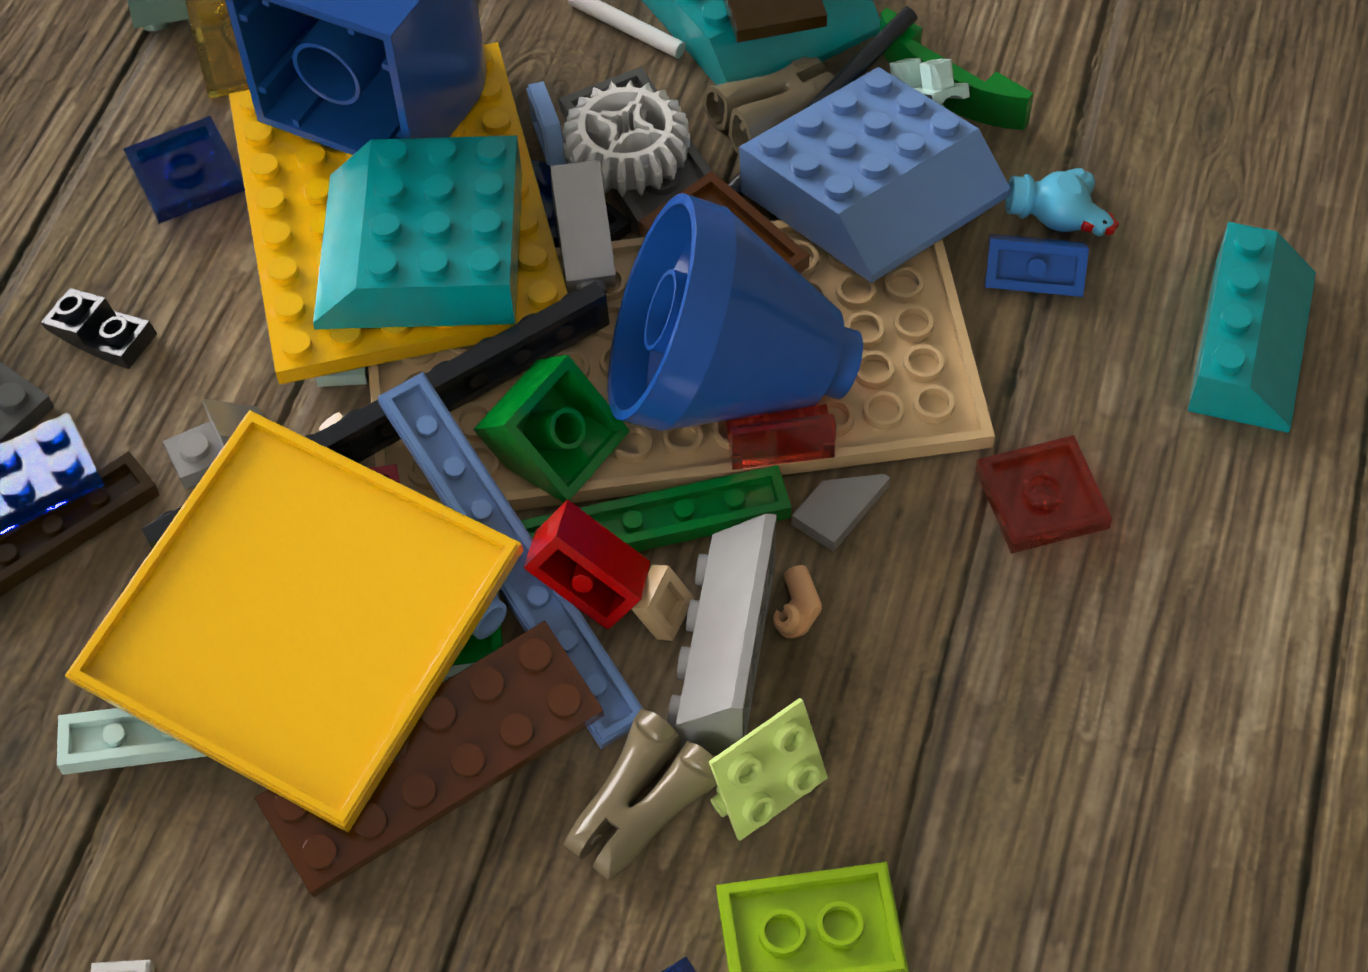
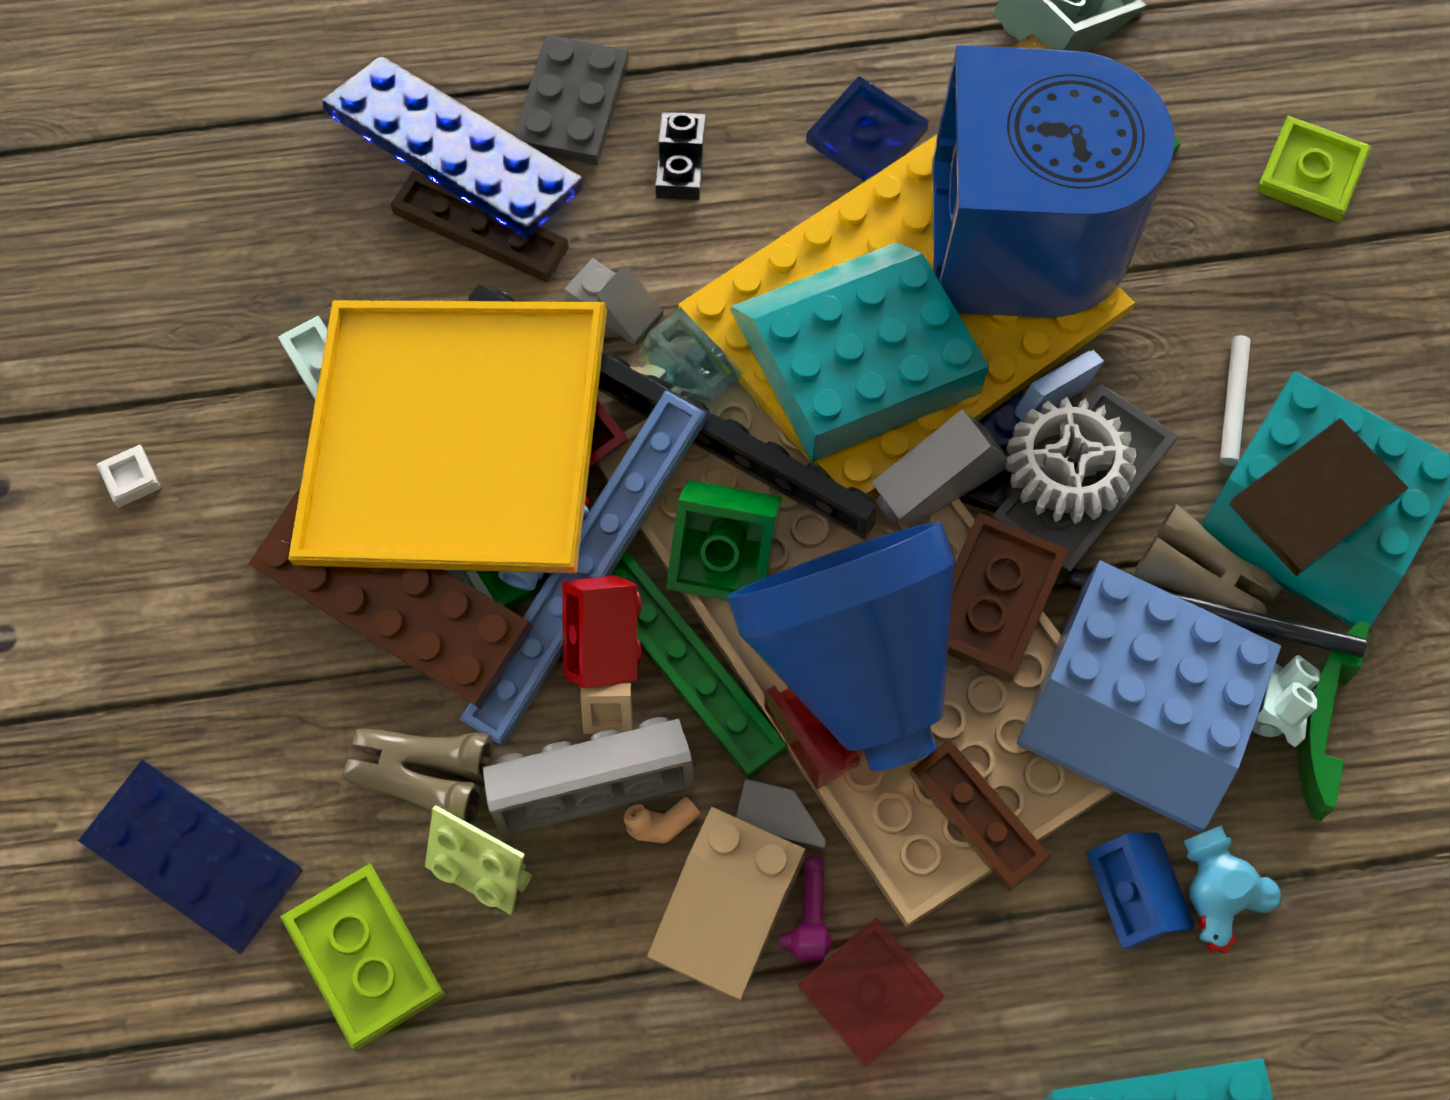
camera: 65 degrees right, 10 degrees up
(337, 385) = (690, 357): none -> clear light blue slope
(907, 573) = (726, 903): none -> tan slope
(928, 334) = (979, 815): none -> reddish brown plate
(971, 522) = (810, 939): none -> magenta piece

